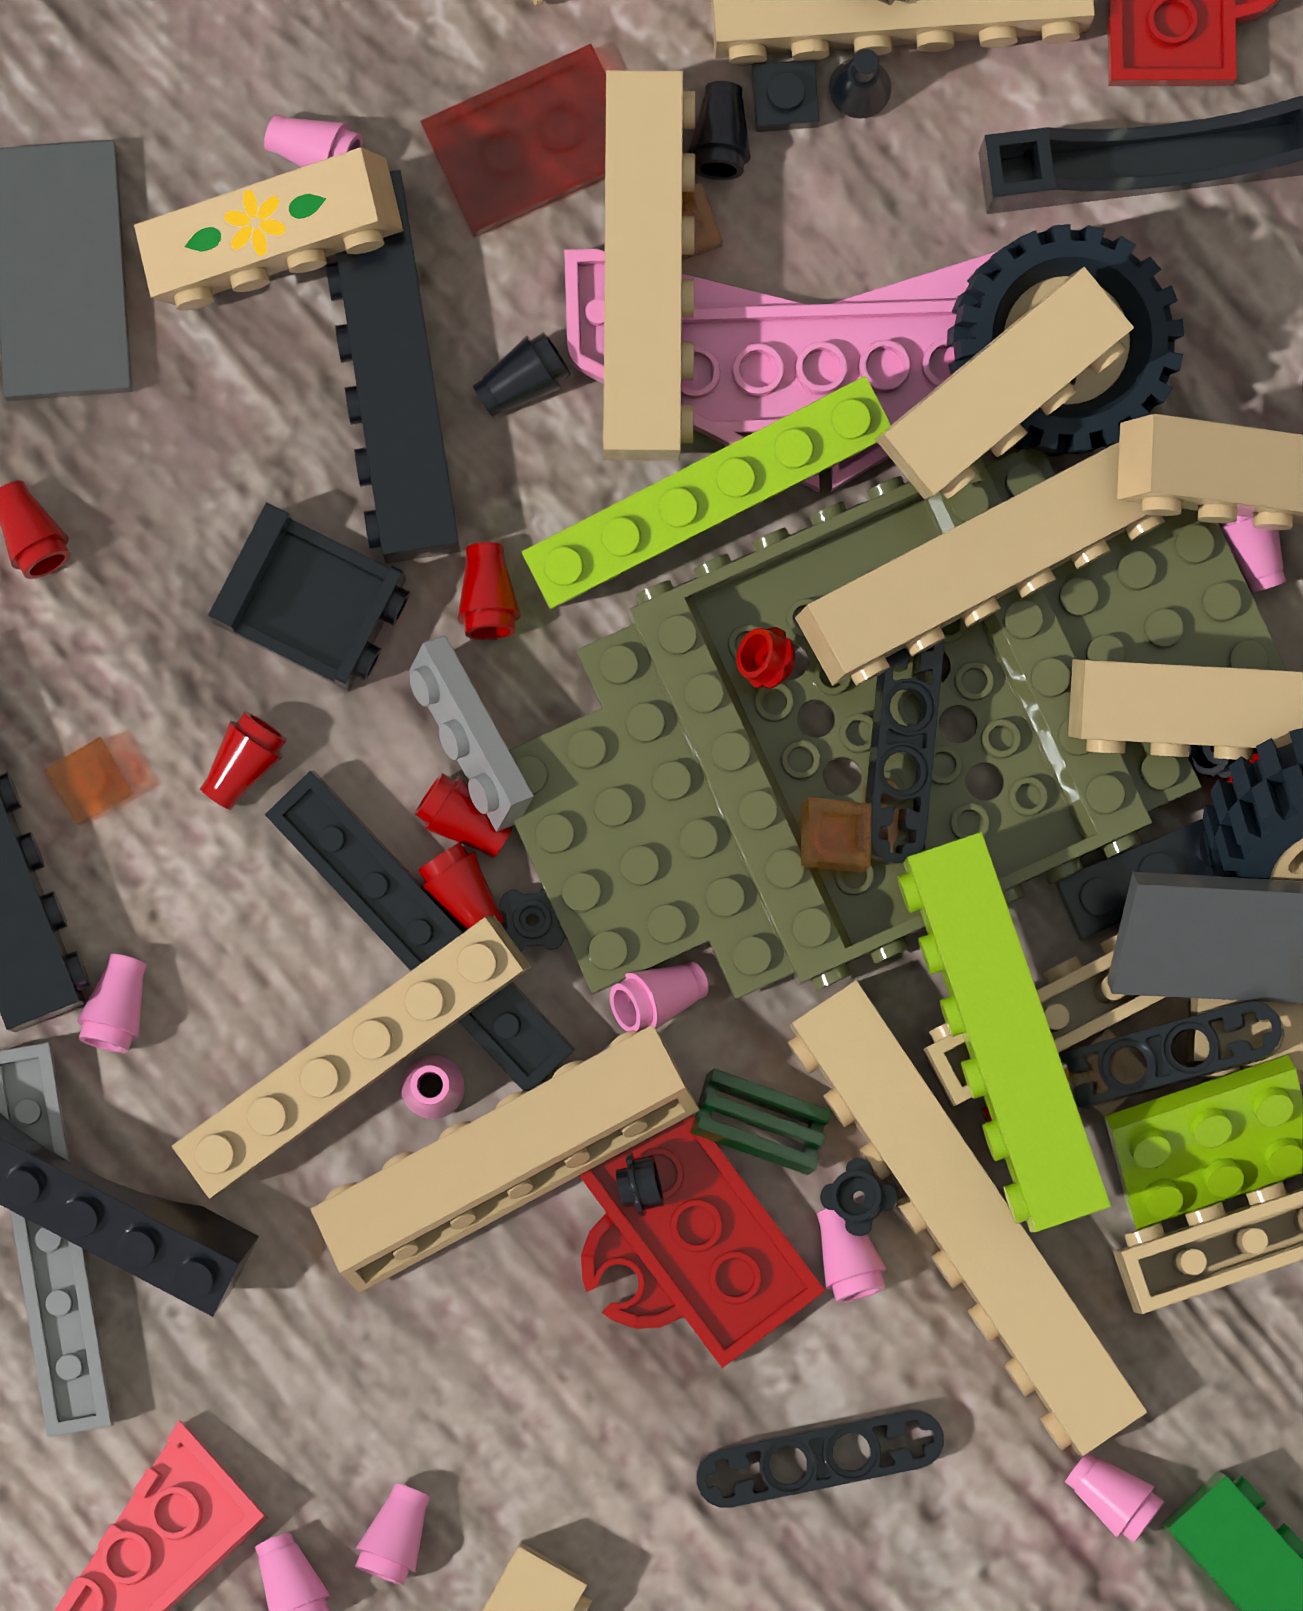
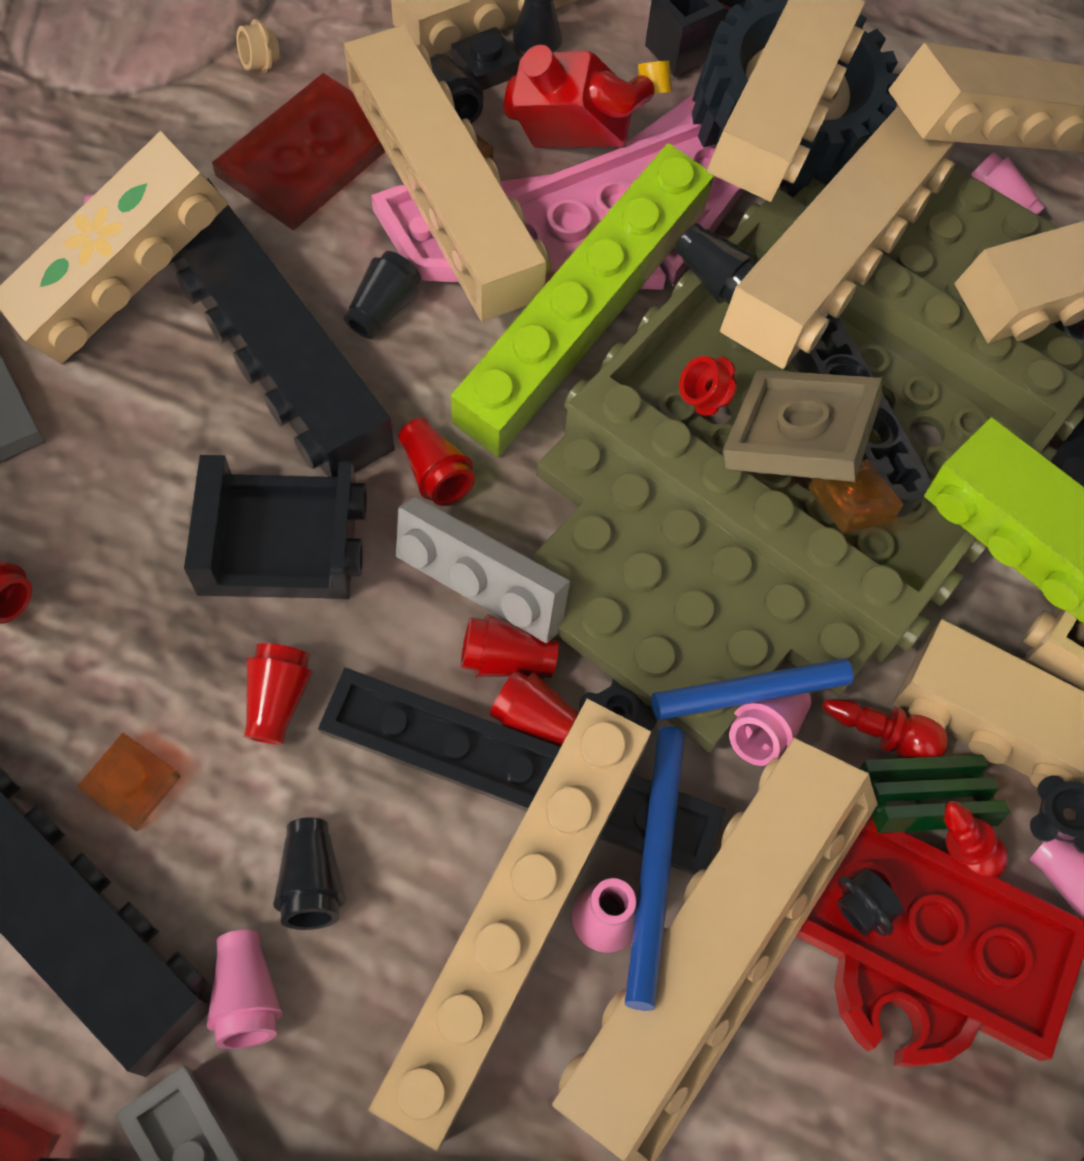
camera: 25 degrees left, 20 degrees down
(204, 938) = (308, 877): none -> black cone
(485, 1068) = (655, 871): none -> blue bar
(645, 965) = (751, 689): none -> blue bar
(765, 1180) = (974, 841): none -> red bar
(778, 1063) = (908, 736): none -> red bar
(821, 748) = (804, 425): none -> dark tan plate
(826, 241) = (578, 98): none -> red torso
(851, 529) = (715, 261): none -> black cone

